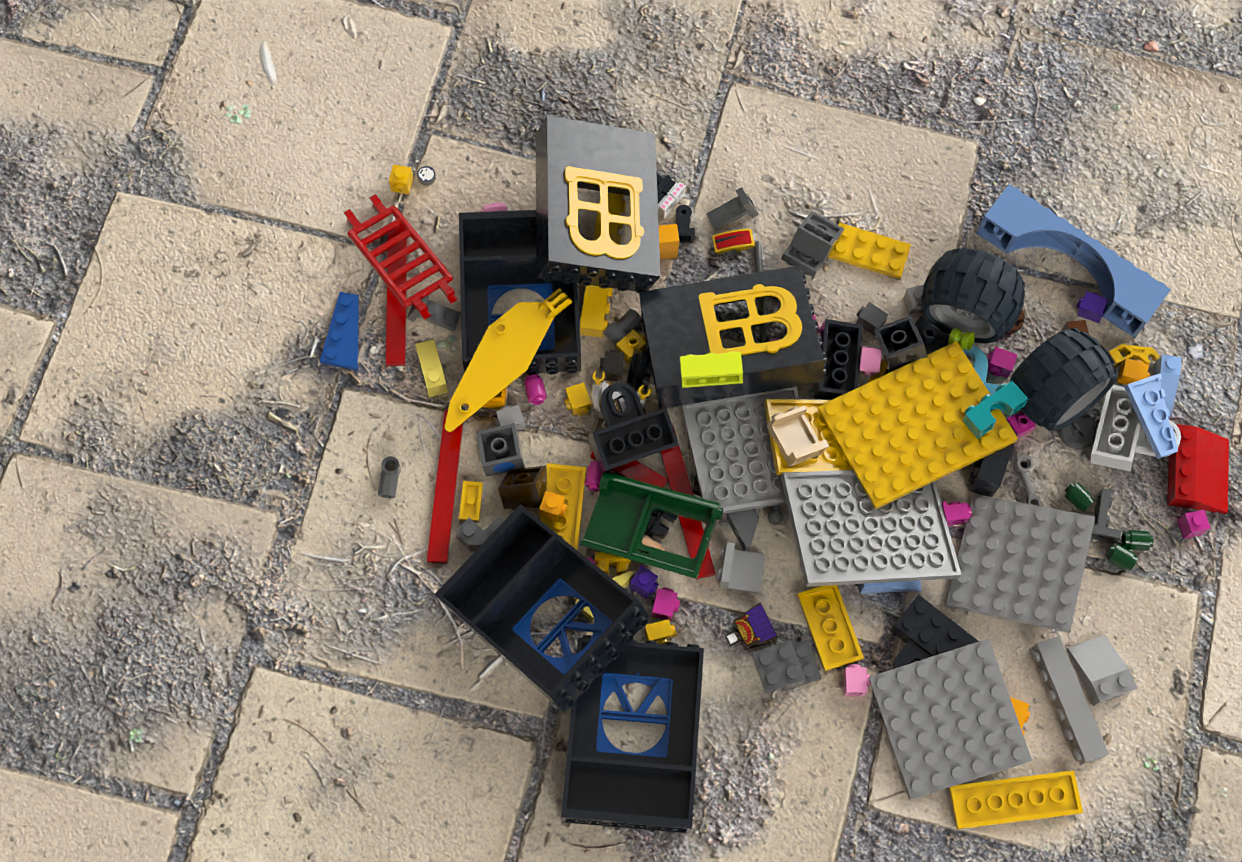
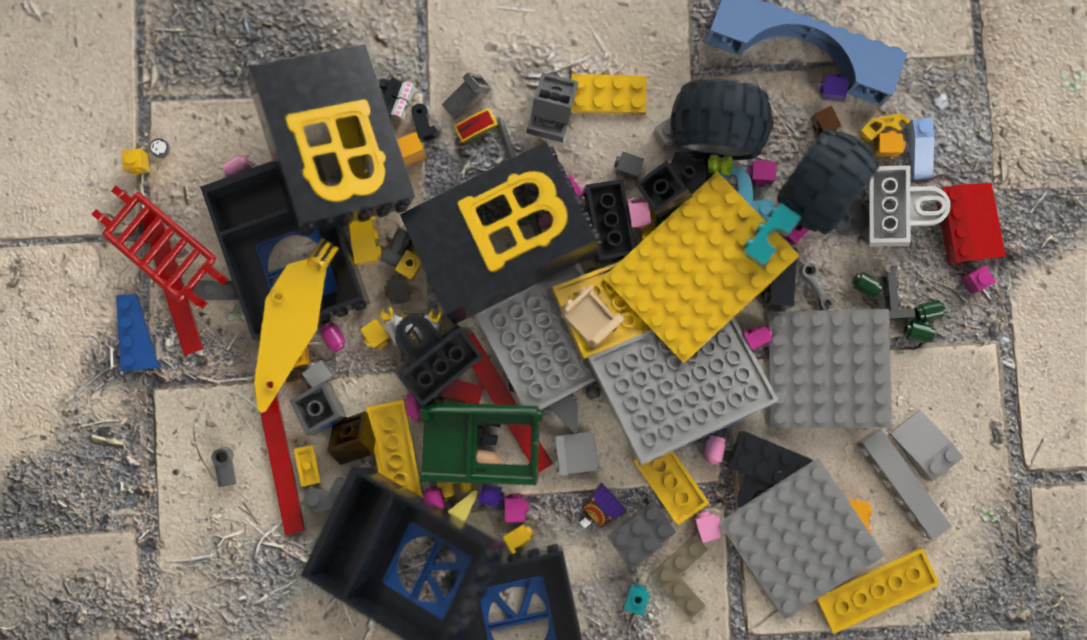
camera: 10 degrees left, 15 degrees up
(431, 368) = (228, 345): light yellow slope -> none
(553, 506) = (384, 452): light orange brick -> none
(637, 369) = (423, 290): black plate -> none
(711, 369) = (491, 283): neon yellow brick -> none
(762, 730) = (636, 599): none -> teal brick
(802, 724) = (669, 575): none -> dark tan plate
(883, 608) = (714, 450): none -> bright pink brick
(1151, 410) = (913, 179): light blue wing -> none

